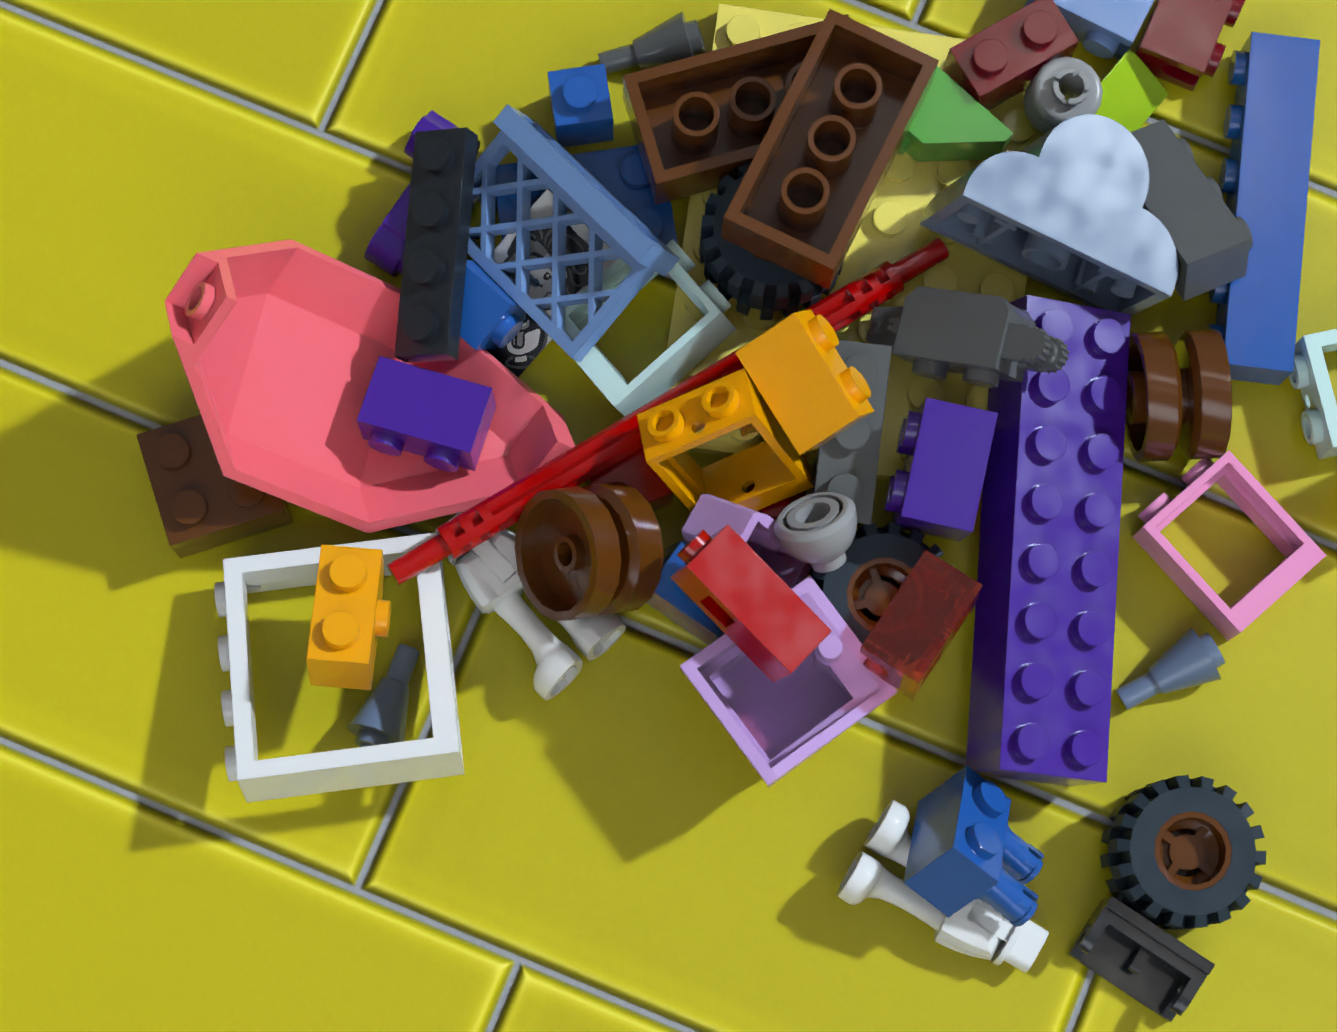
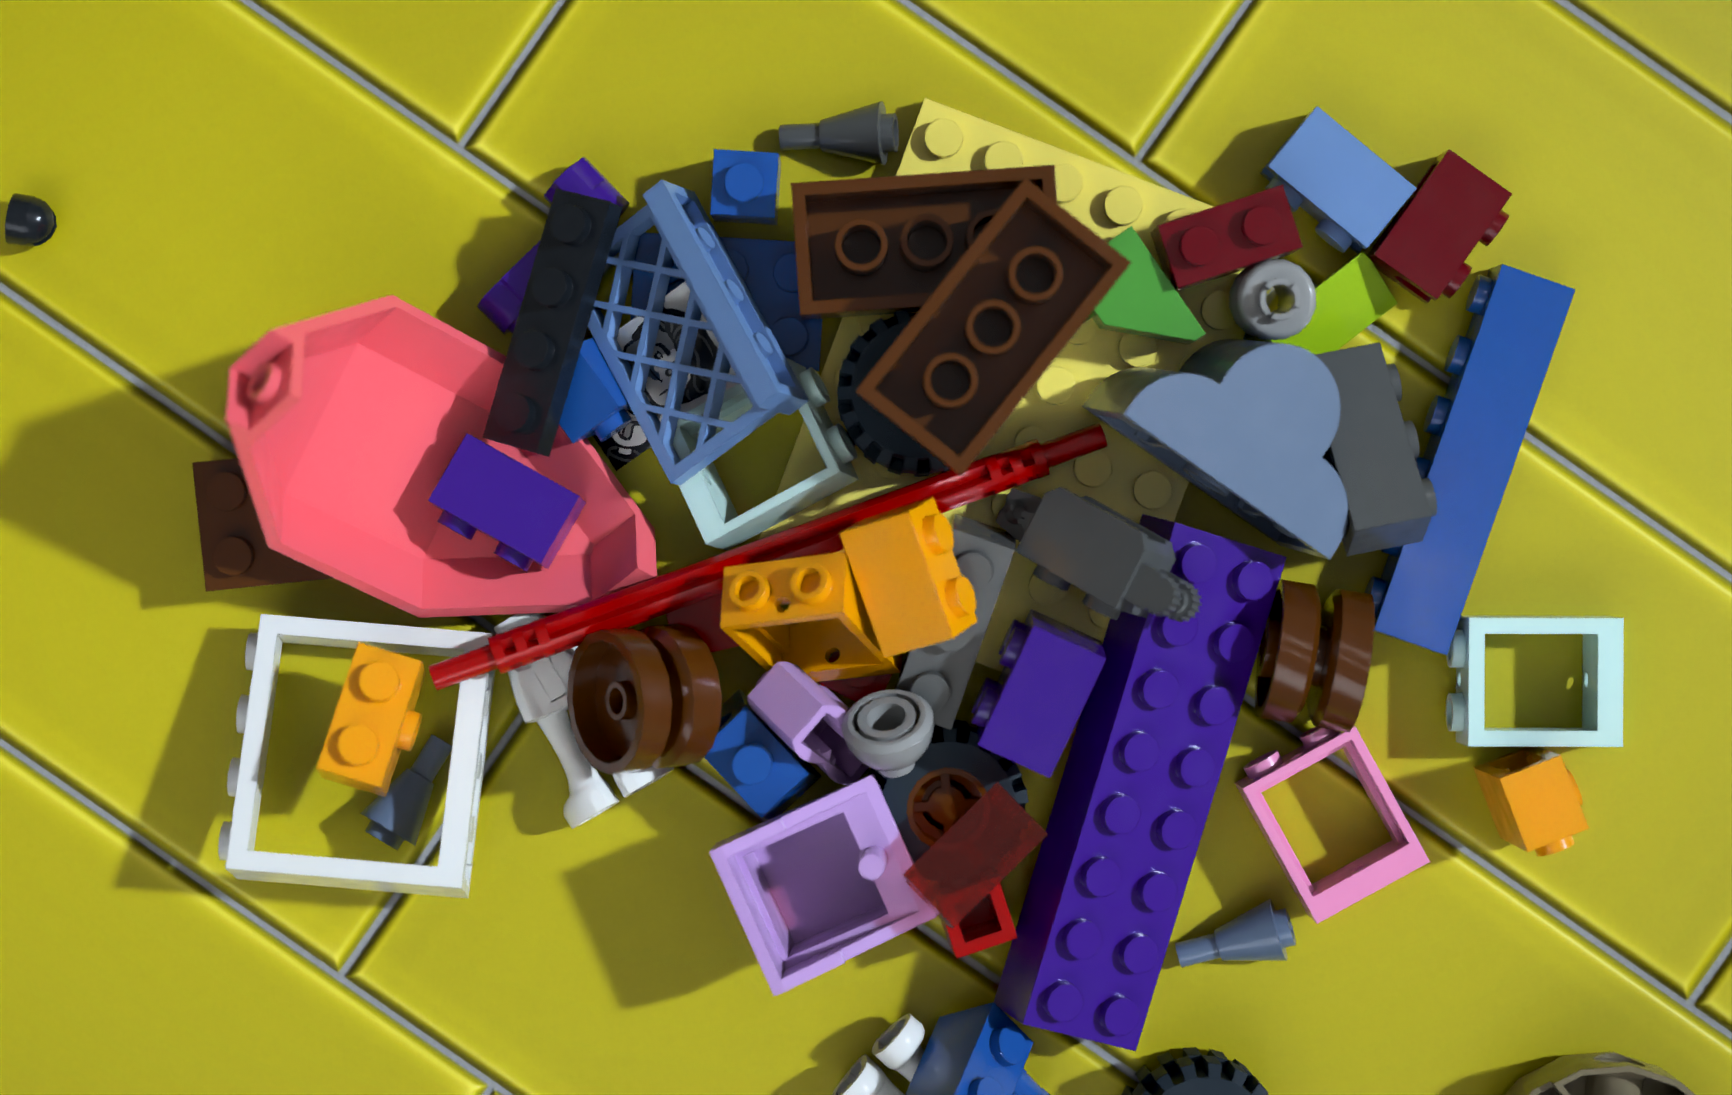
camera: 15 degrees right, 10 degrees up
(749, 602) = (794, 804): red brick -> none
(938, 697) = (983, 926): none -> red brick

